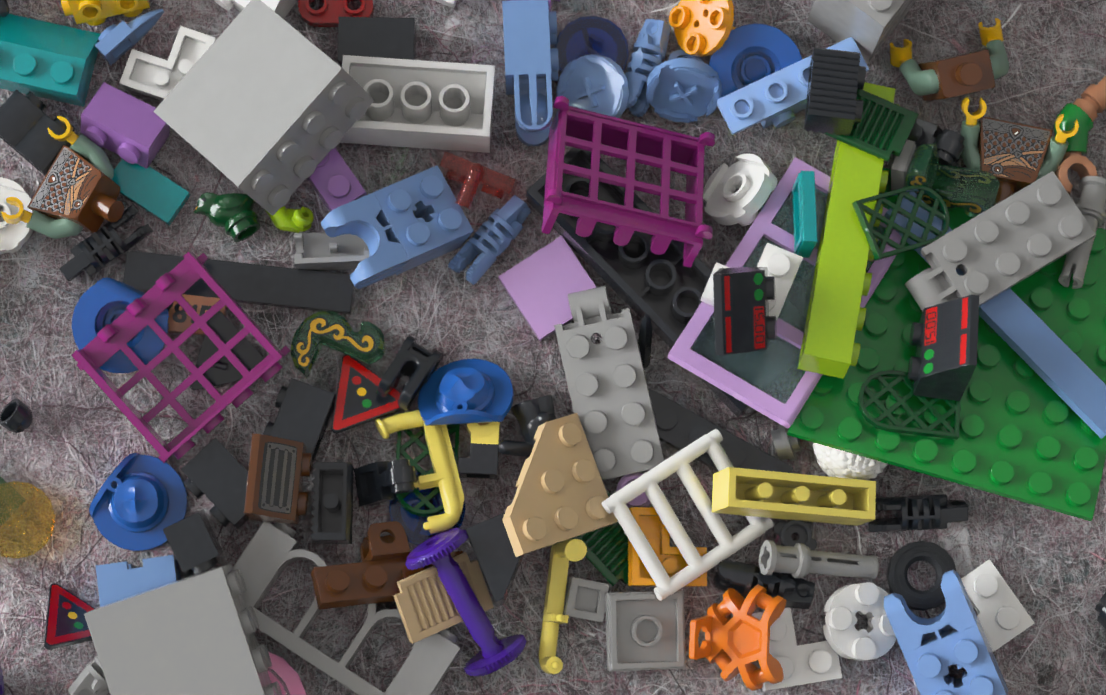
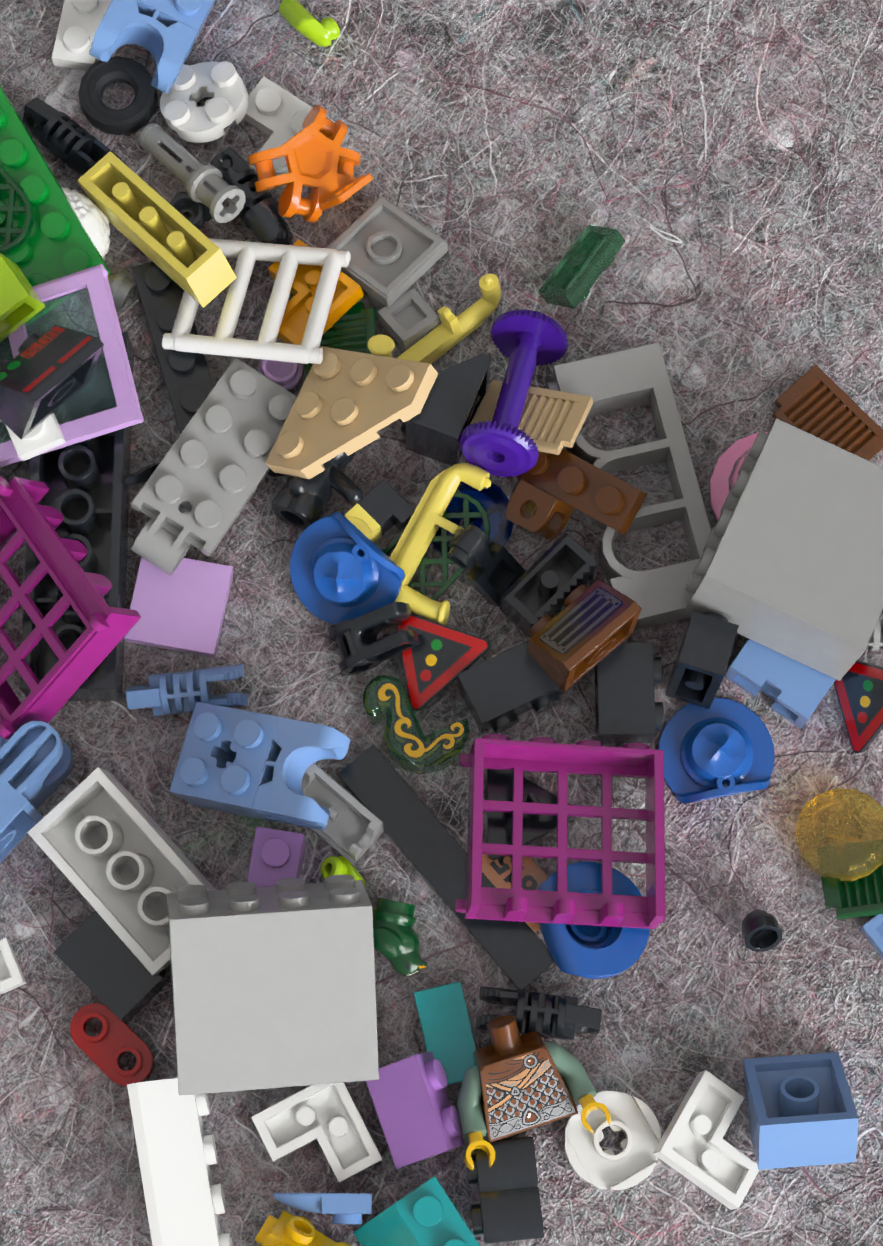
camera: 135 degrees left, 5 degrees down
(473, 174) = (139, 744): clear red plate -> none

